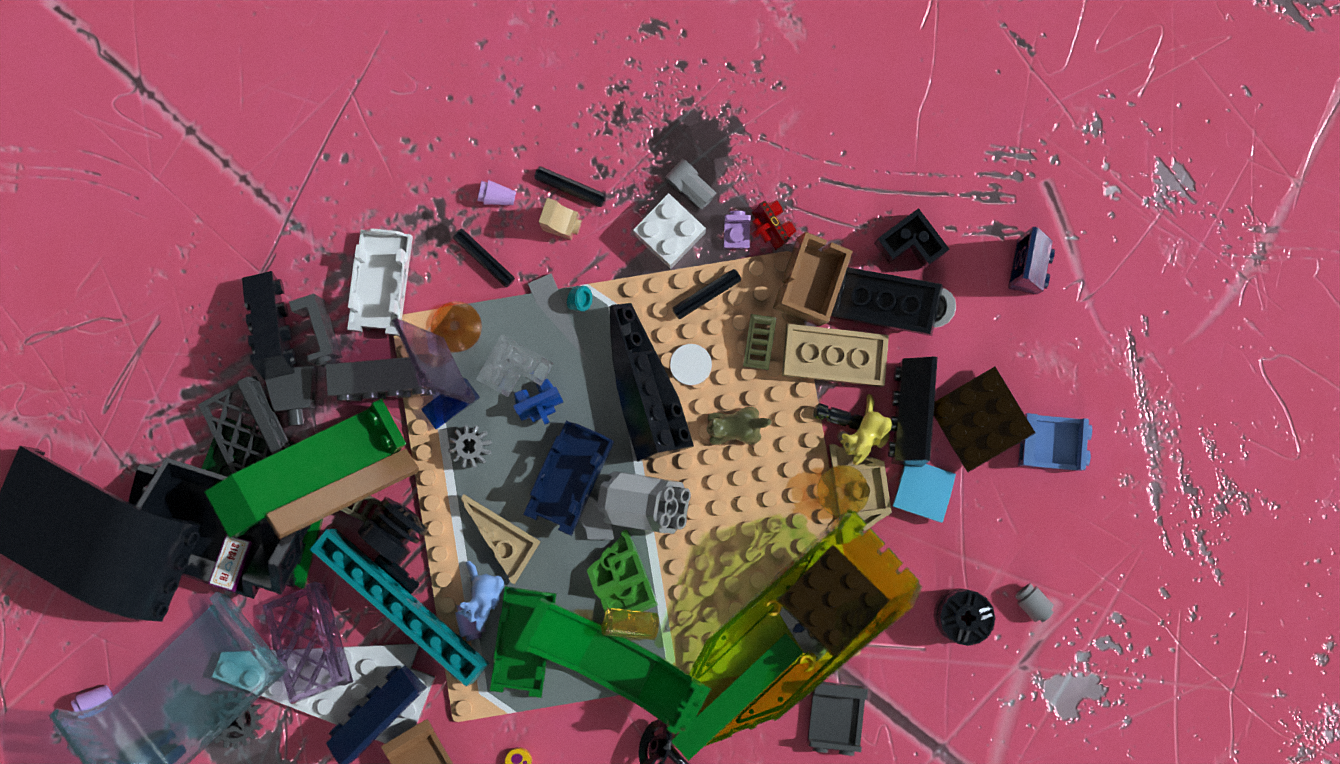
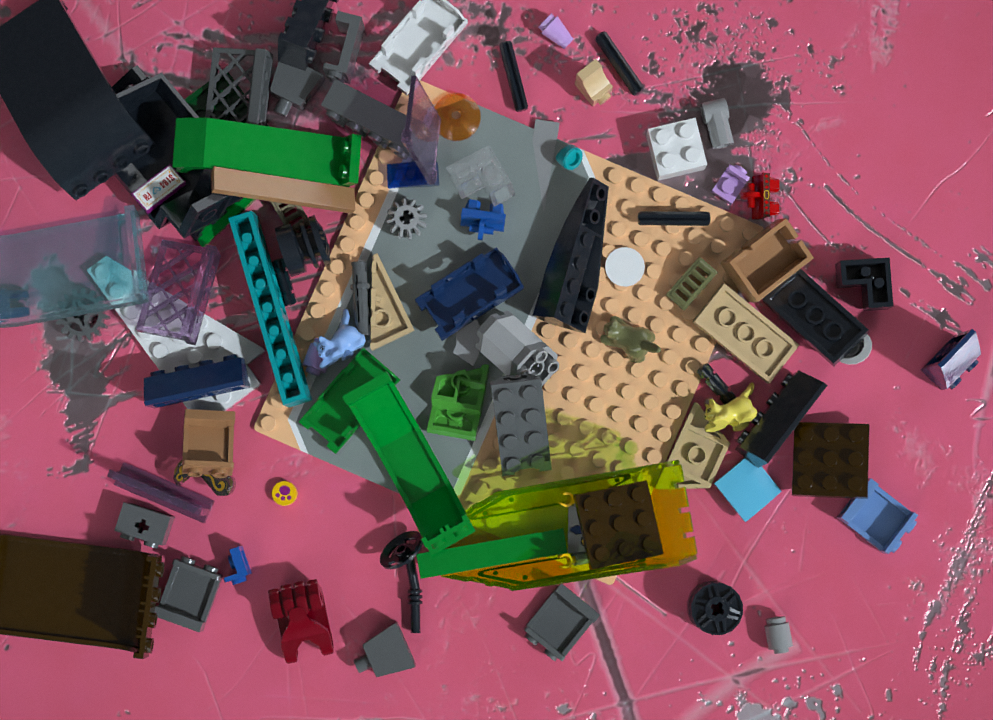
camera: 30 degrees right, 0 degrees up
(474, 543) = (360, 294): none -> dark grey pin
(630, 624) = (443, 441): clear yellow brick -> none
(688, 565) = (521, 423): none -> dark grey piece
(835, 477) = (682, 430): clear yellow plate -> none

